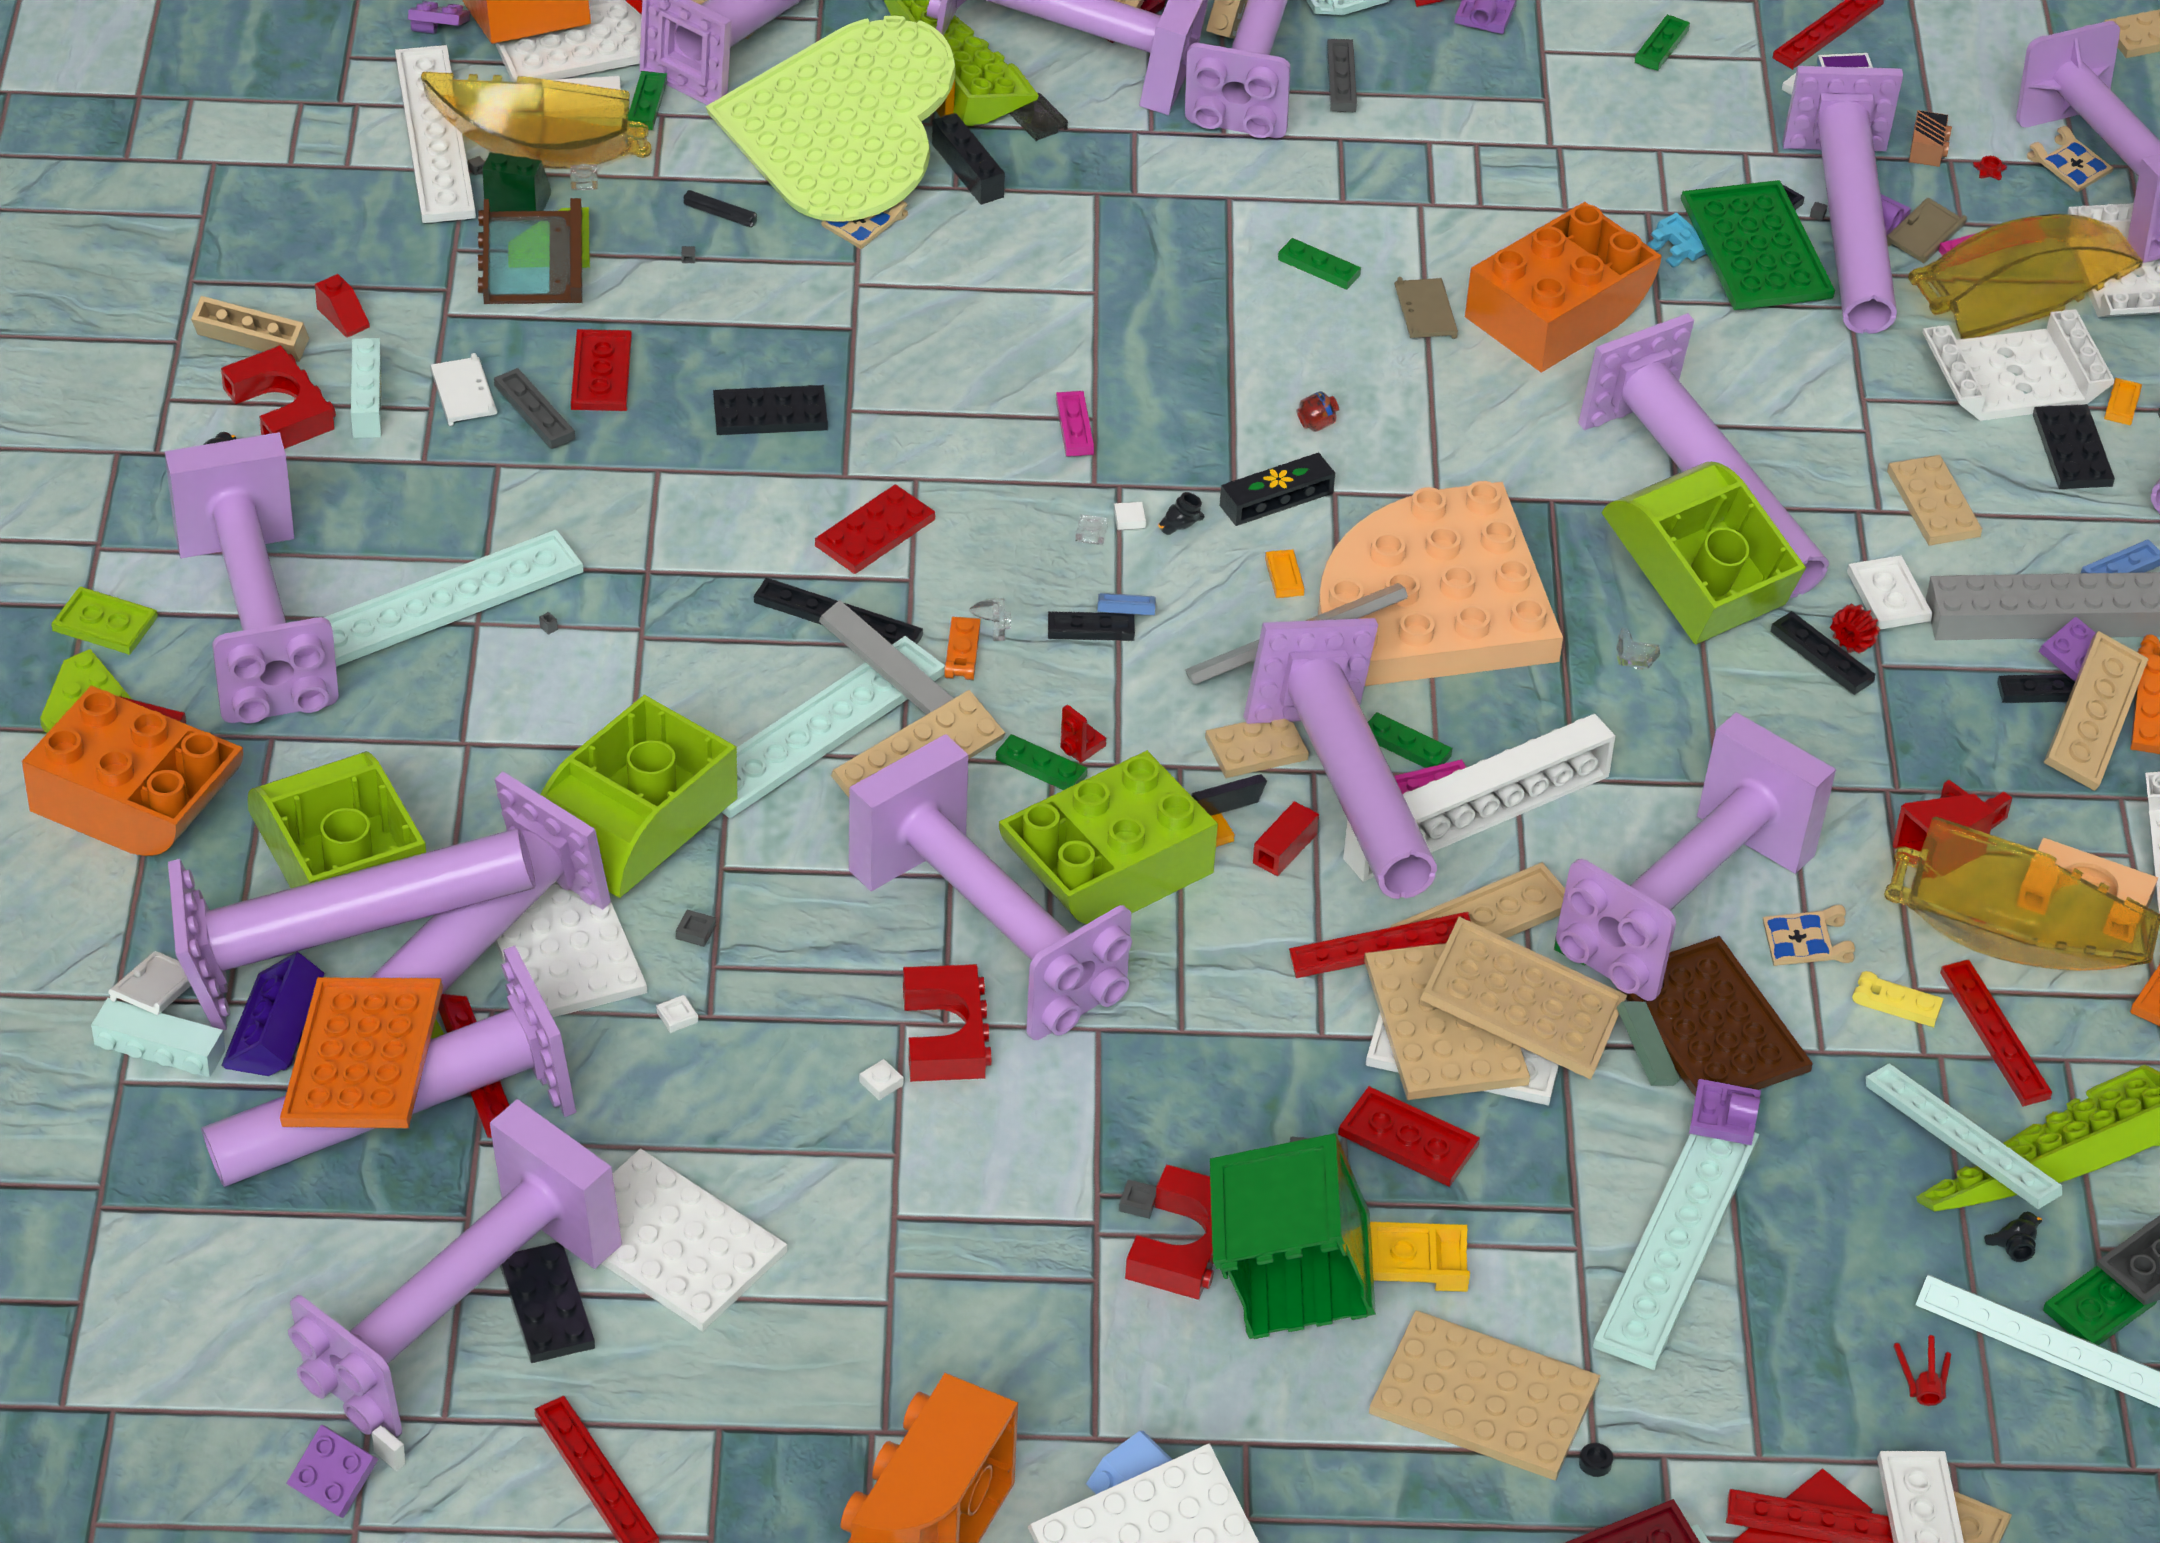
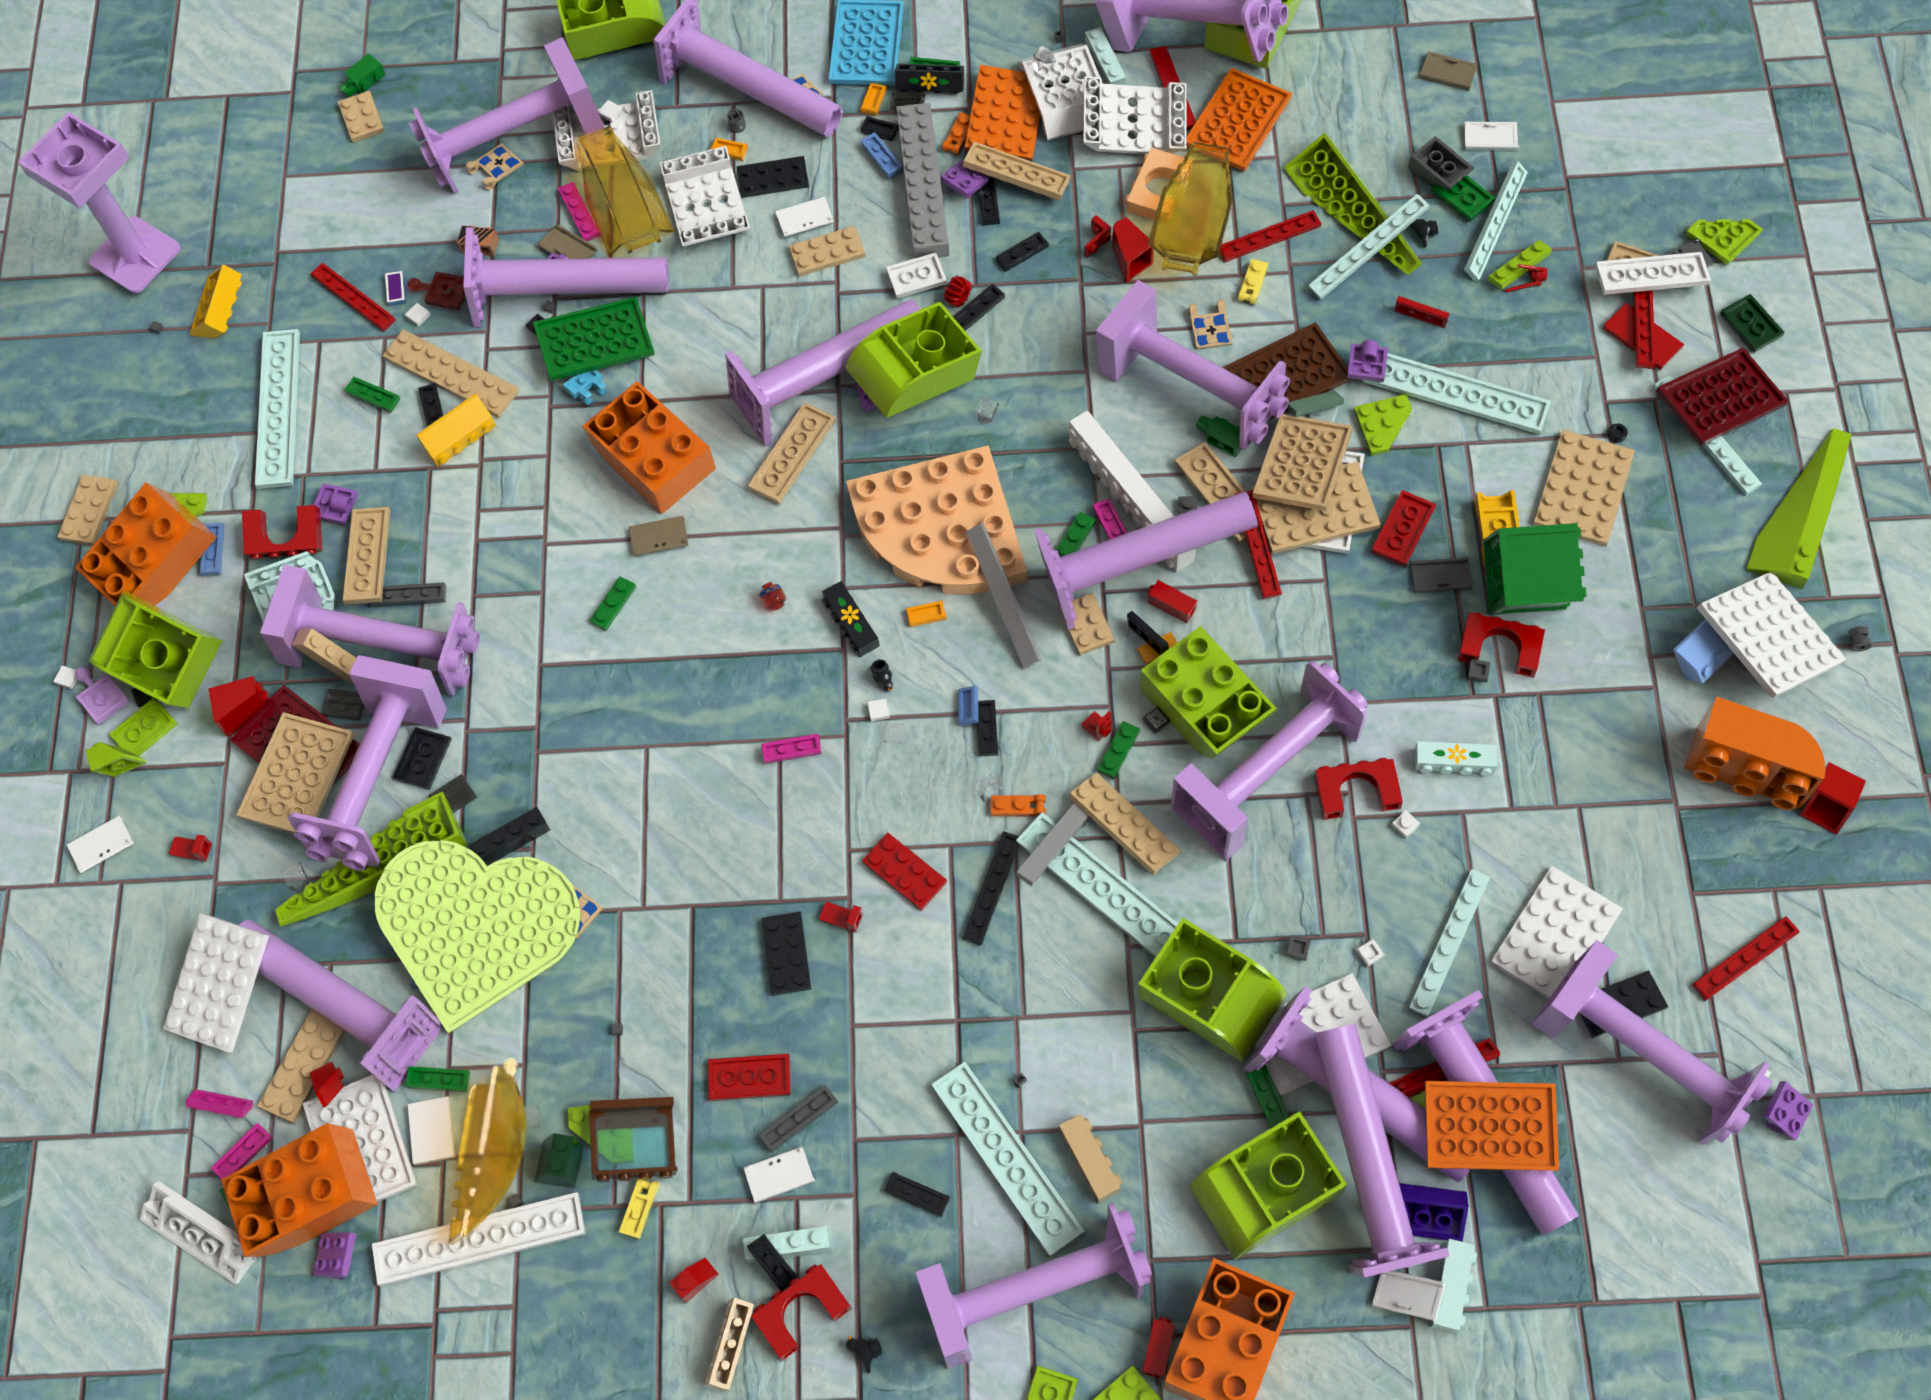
camera: 85 degrees left, 20 degrees up
(342, 359) = (772, 1261): none -> black tile
(410, 516) = (917, 1194): none -> black tile
(422, 678) = (1090, 1159): none -> tan brick
(444, 265) = (639, 1208): none -> light yellow plate
(680, 1108) = (1449, 943): none -> light aqua plate
(720, 208) = (564, 1011): black axle -> none
(812, 462) = (841, 916): none -> red bracket
(984, 1147) = (1455, 758): none -> light aqua brick
(1096, 91) = (422, 758): none -> black tile
(1400, 33) = (366, 555): none -> tan plate
(1461, 877) = (1186, 504): none -> dark grey plate
(1563, 443) = (791, 453): none -> tan plate
(1597, 110) = (456, 430): none -> yellow slope
(1618, 1137) = (1382, 422): none -> lime plate
(1641, 100) = (431, 403): none -> black tile
(1700, 117) = (450, 372): none -> tan plate
(1839, 1210) = (1421, 311): none -> red tile
(1945, 721) = (1022, 251): none -> black tile
(1950, 1365) = (1510, 271): none -> lime plate
(1990, 167) = (501, 206): red plate -> none
(1997, 476) = (799, 217): none -> white door

